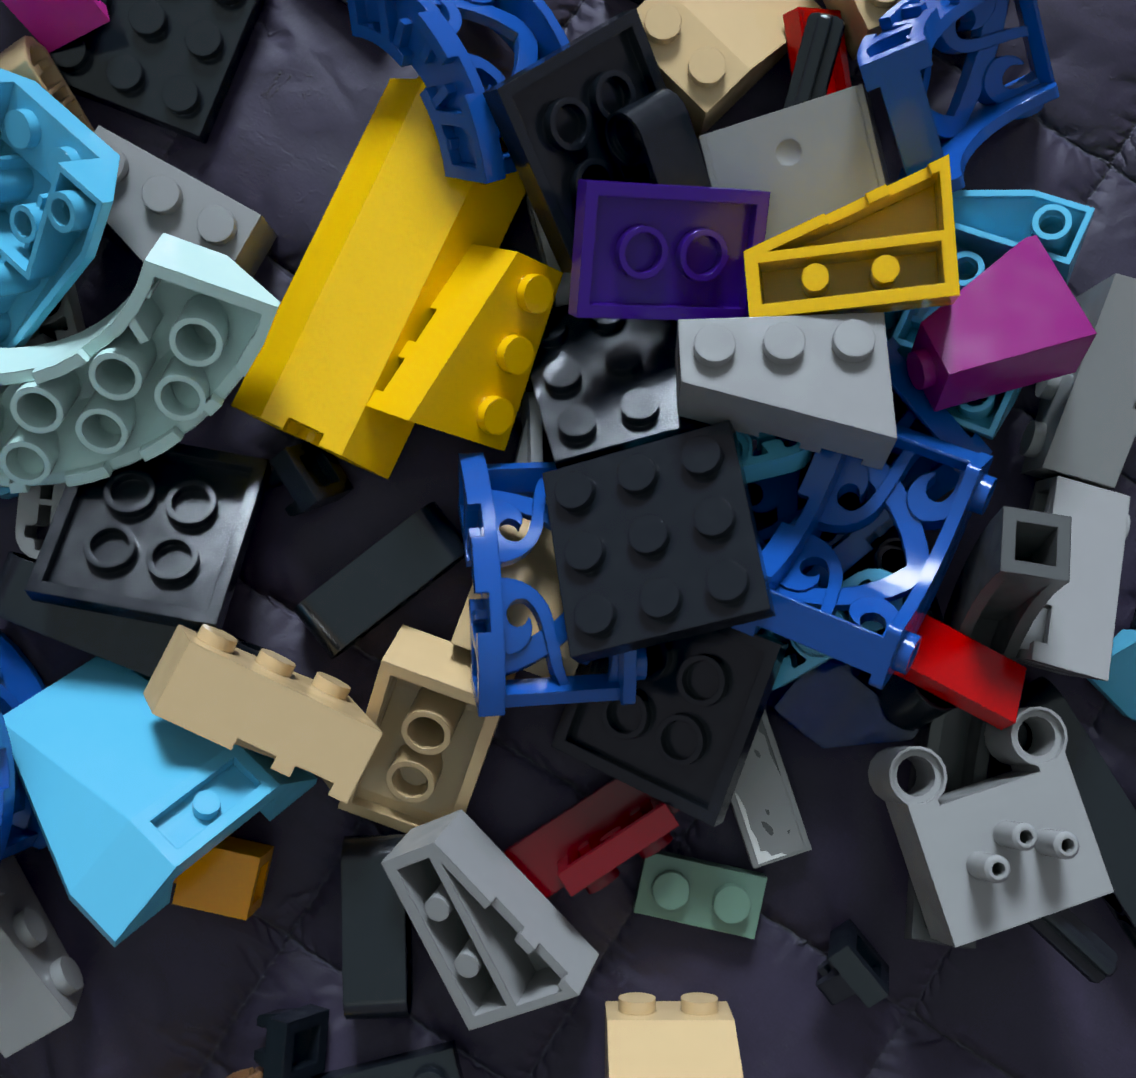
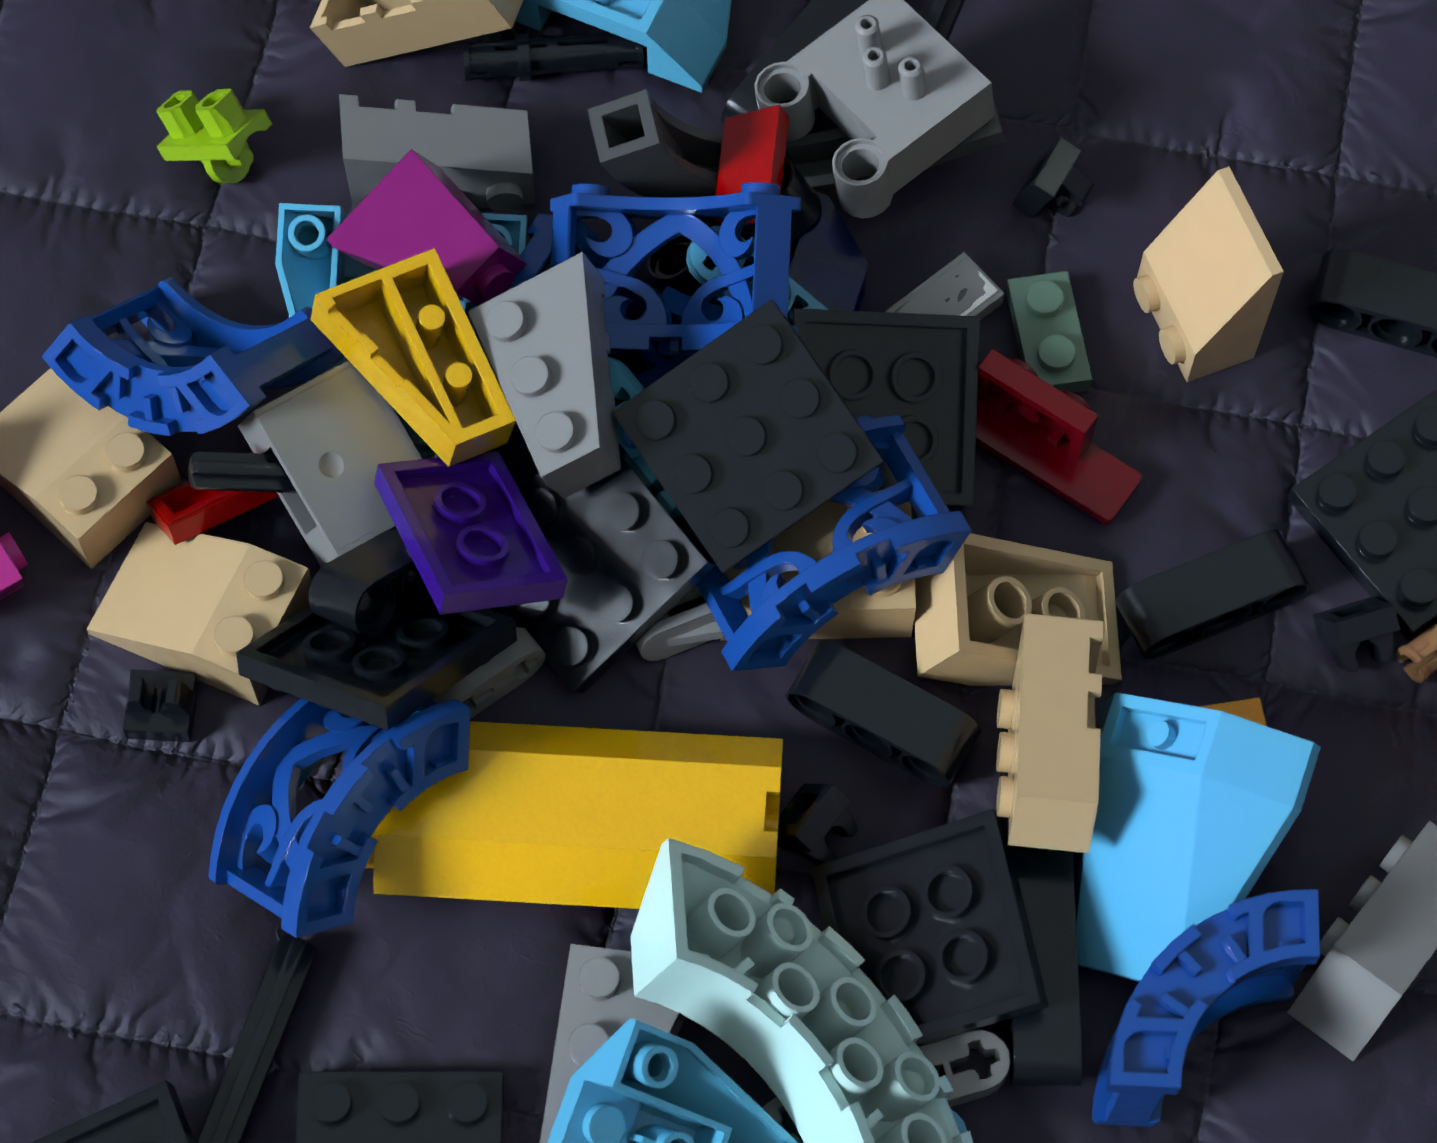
camera: 110 degrees left, 20 degrees down
(476, 349) = (622, 690): yellow wedge -> none
(485, 923) = (1158, 485): light grey wedge -> none
(1078, 622) = (562, 125): light grey wedge -> none

